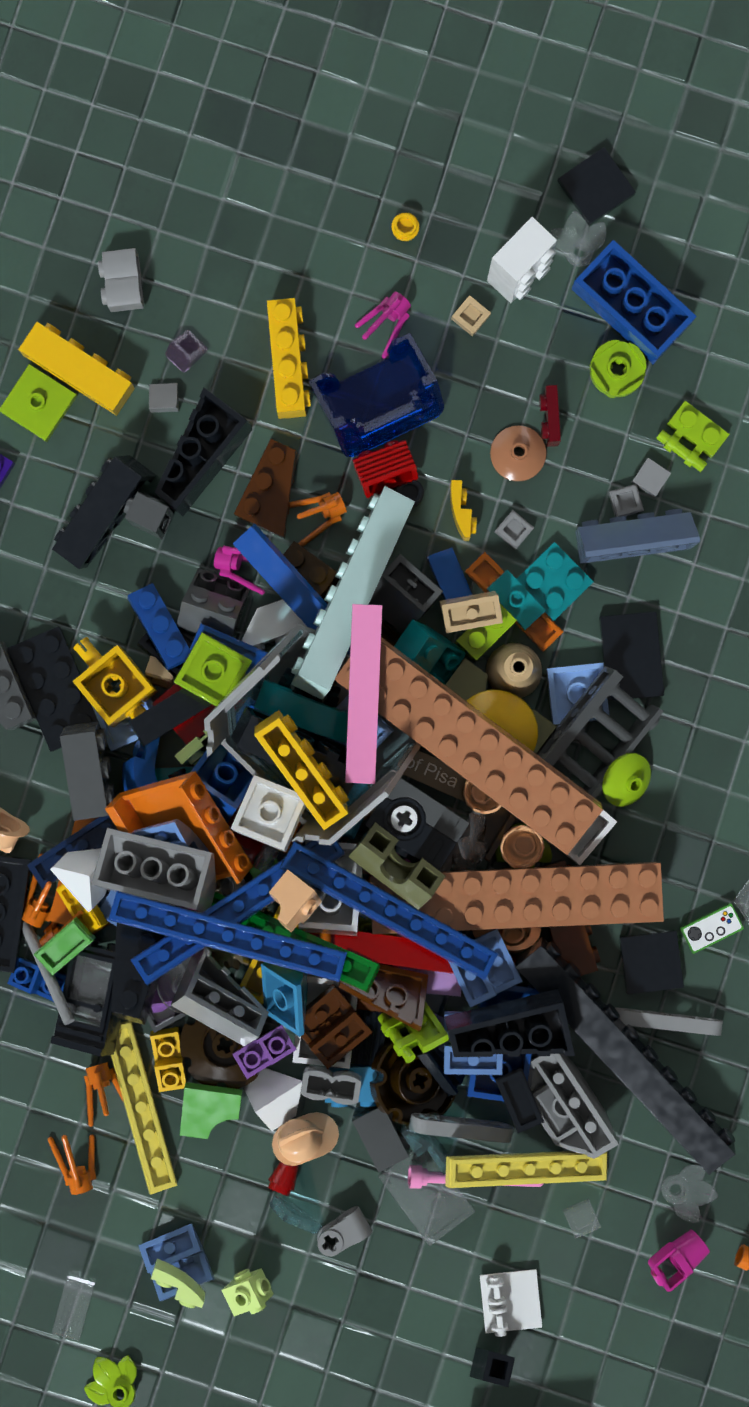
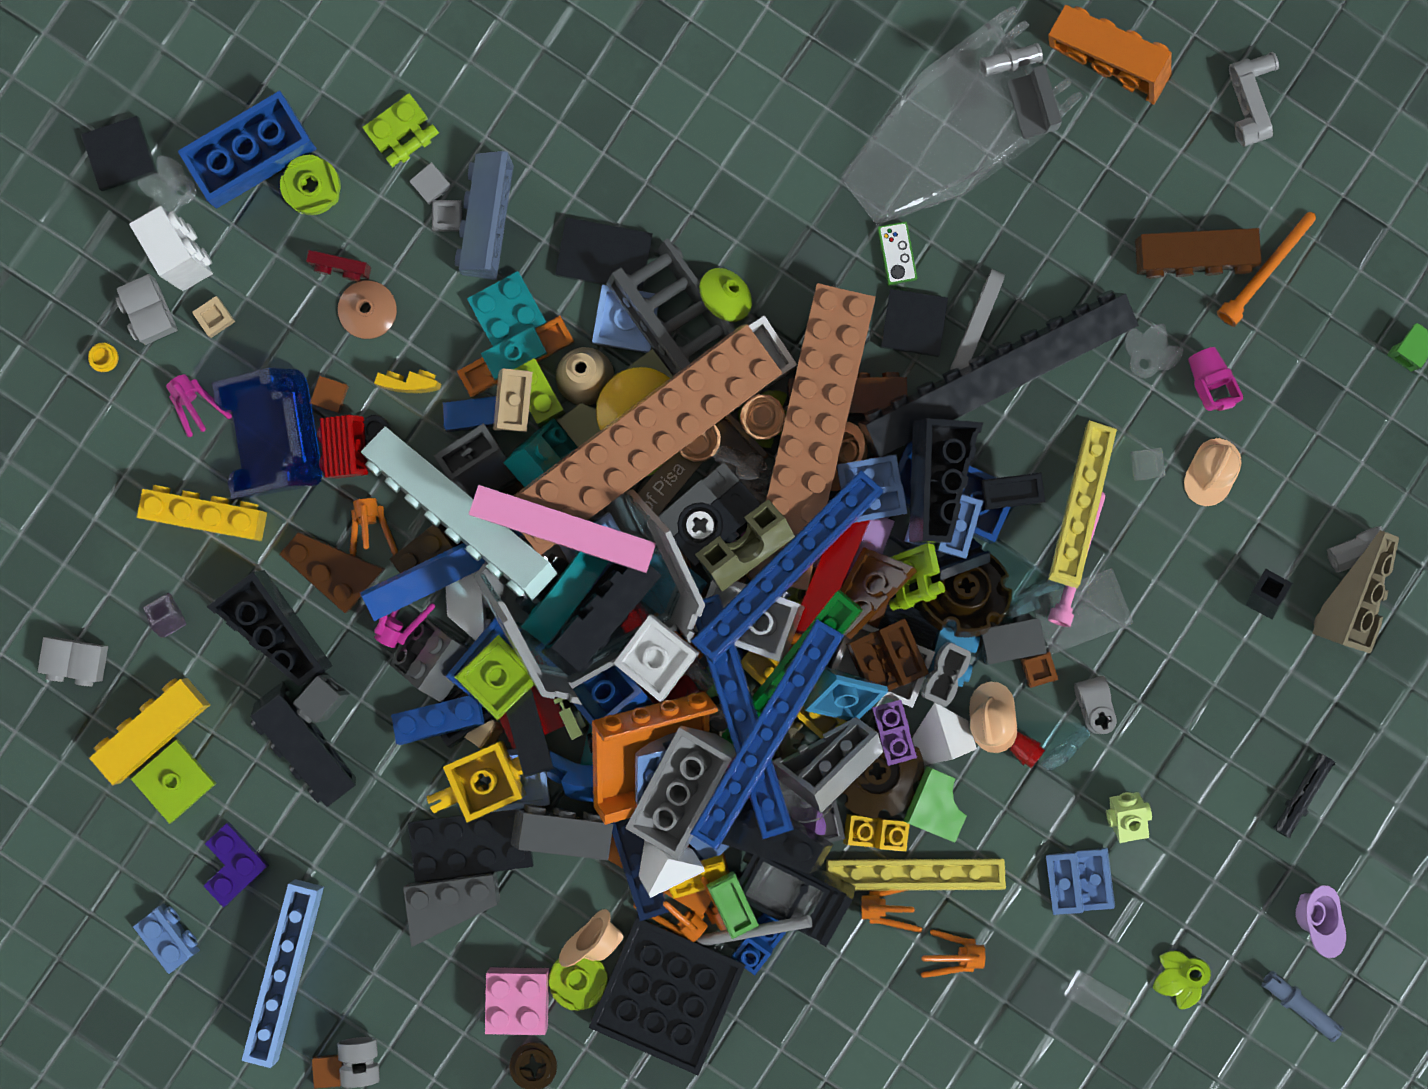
camera: 80 degrees left, 0 degrees up
(163, 398) = (206, 651): light grey slope -> none
(188, 1290) = (1111, 877): yellowish green slope -> none
(295, 900) = (749, 655): light nougat brick -> none
(301, 770) = (620, 612): yellow brick -> none
(361, 1169) = (1039, 669): none -> dark orange tile
(430, 441) = (329, 394): none -> dark orange tile
(459, 253) = (146, 310): none -> light grey brick
(460, 1127) = (1024, 558): light grey beam -> none
(510, 1301) = (1210, 558): white hinge -> none
(514, 529) = (443, 335): light grey tile -> none
(570, 1107) = (1034, 444): light grey wedge -> none
(592, 1281) = (1212, 472): none -> light nougat piece

